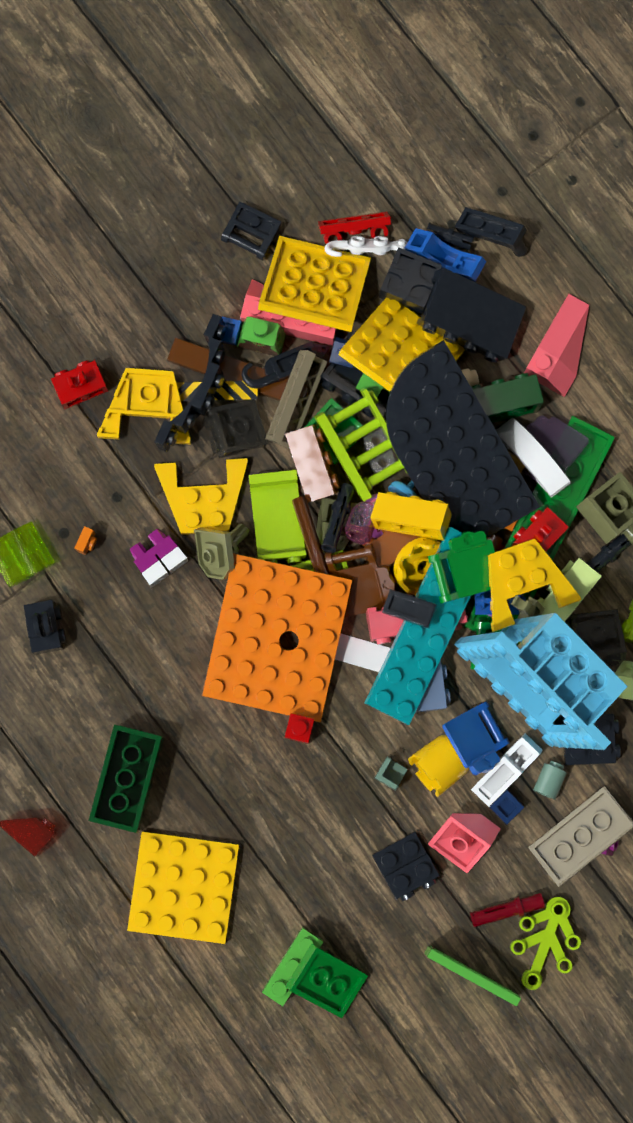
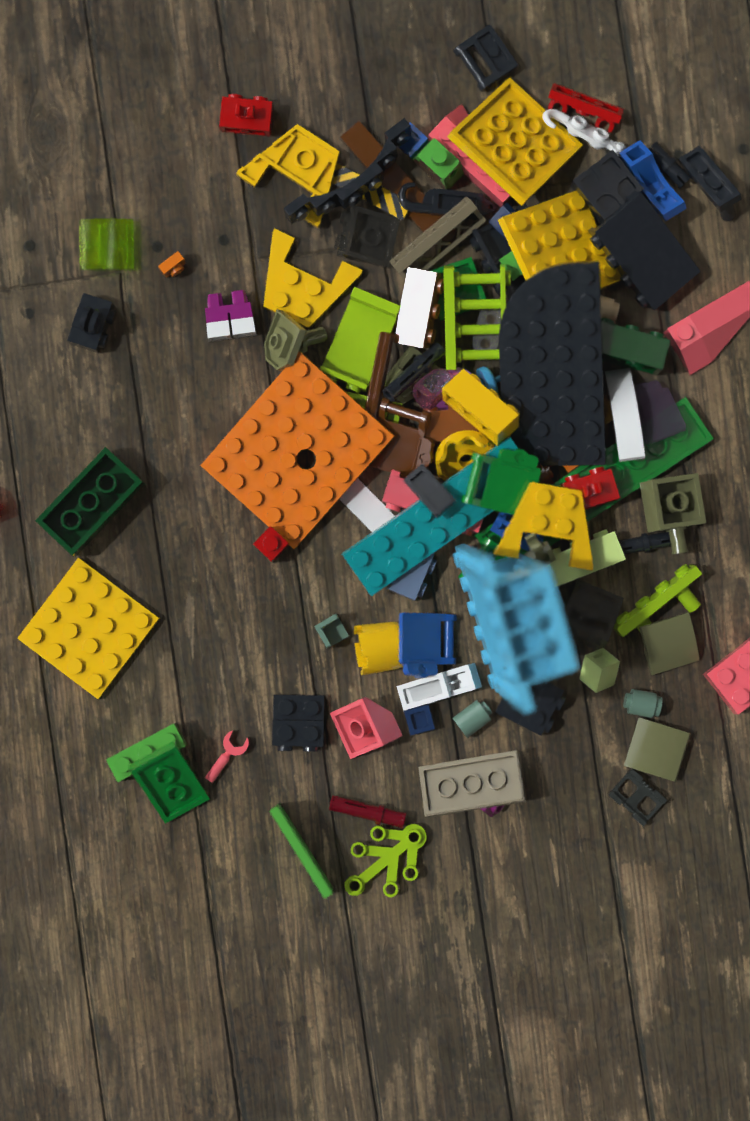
camera: 30 degrees right, 5 degrees up
(361, 933) = (225, 757): none -> coral piece

